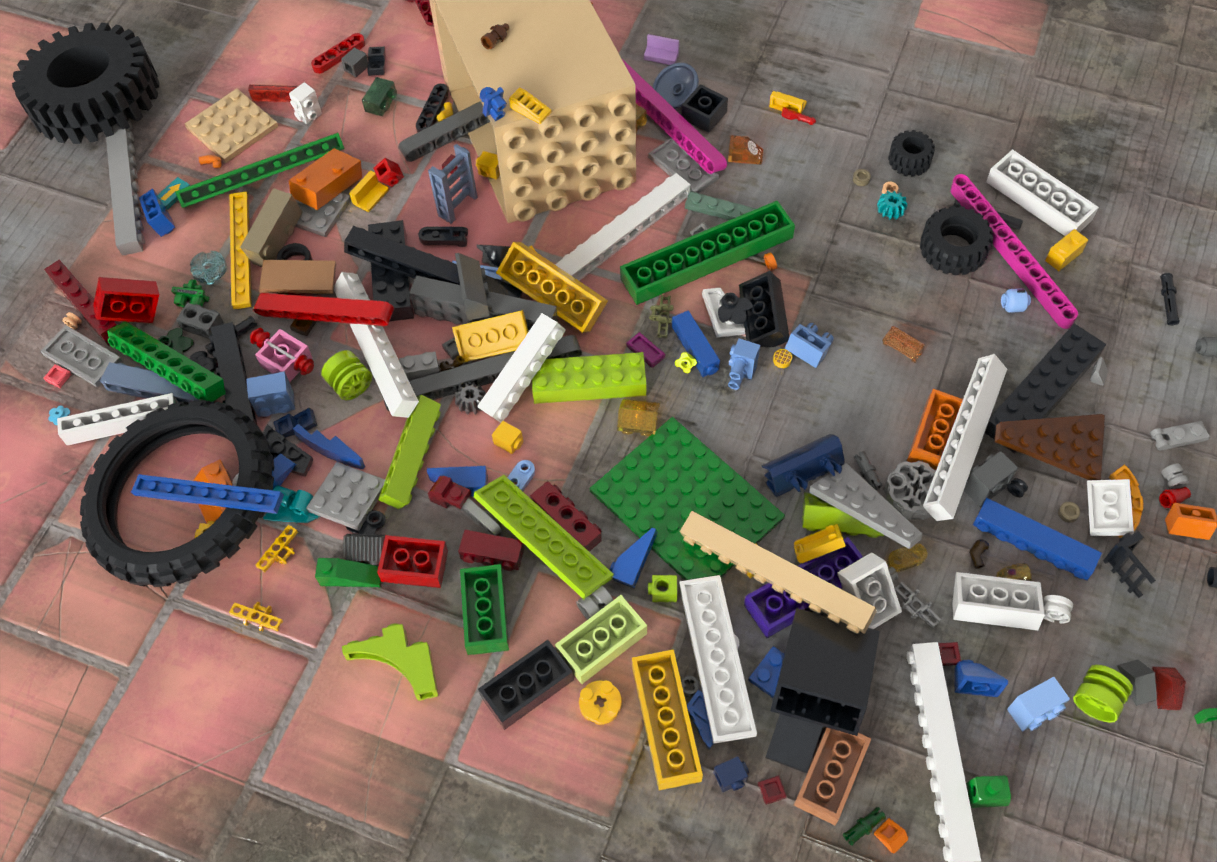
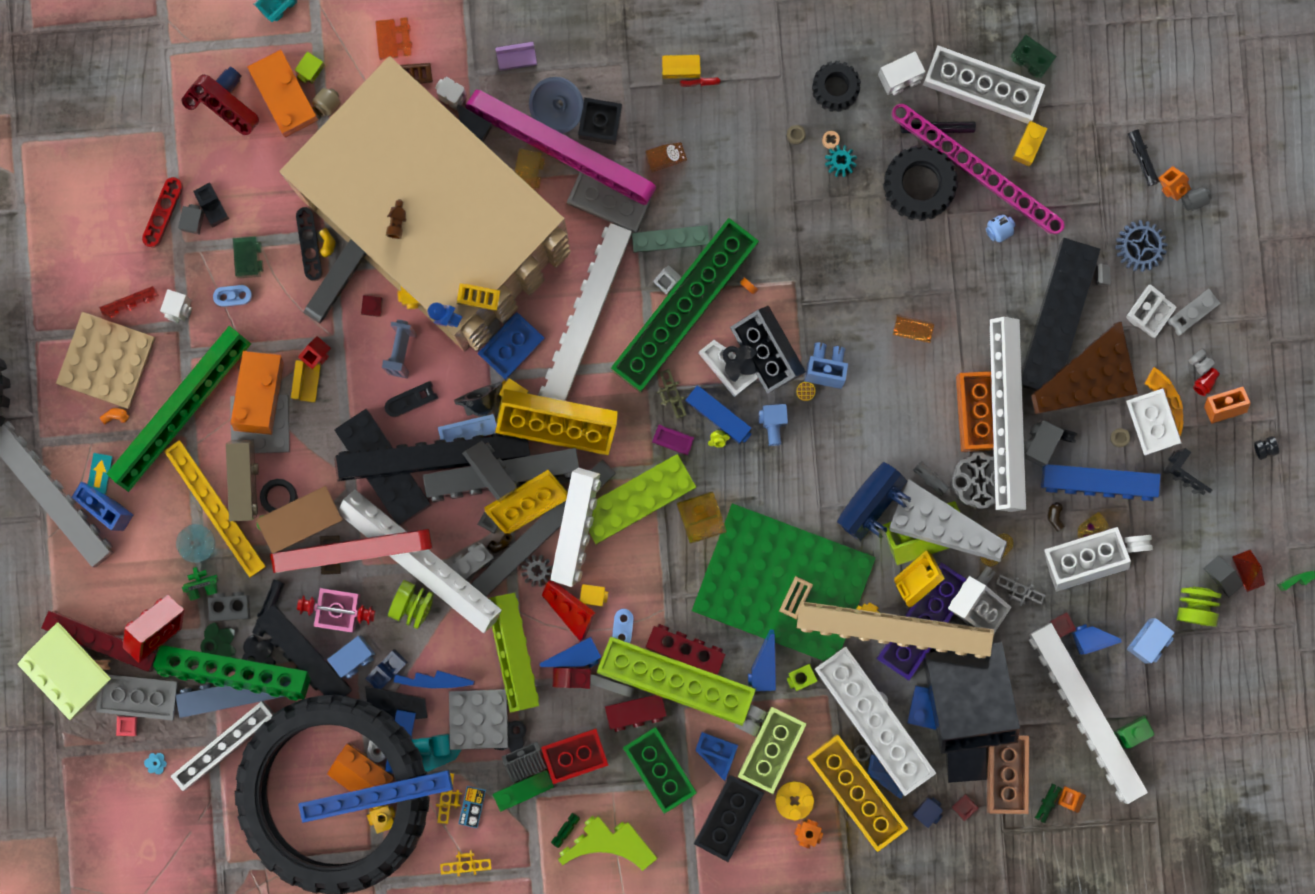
camera: 30 degrees left, 25 degrees up
(36, 307) = (64, 671): none -> yellowish green slope
(295, 569) = (472, 807): none -> tile
(352, 118) = (232, 295): none -> light blue plate
(366, 628) = (565, 830): none -> dark green axle
(481, 438) = (570, 609): none -> red wing
(547, 229) = (511, 345): none -> blue plate
(547, 620) = (716, 753): none -> blue wing
(599, 744) = (801, 831): none -> orange brick
(679, 524) = (802, 583): none -> tan tile
(972, 159) = (901, 74): none -> white brick
(1094, 190) = (1033, 57): none -> clear green brick
(1137, 414) = (1151, 311): none -> white brick
(1153, 371) = (1148, 246): none -> sand blue gear
(1194, 324) = (1174, 183): none -> orange brick

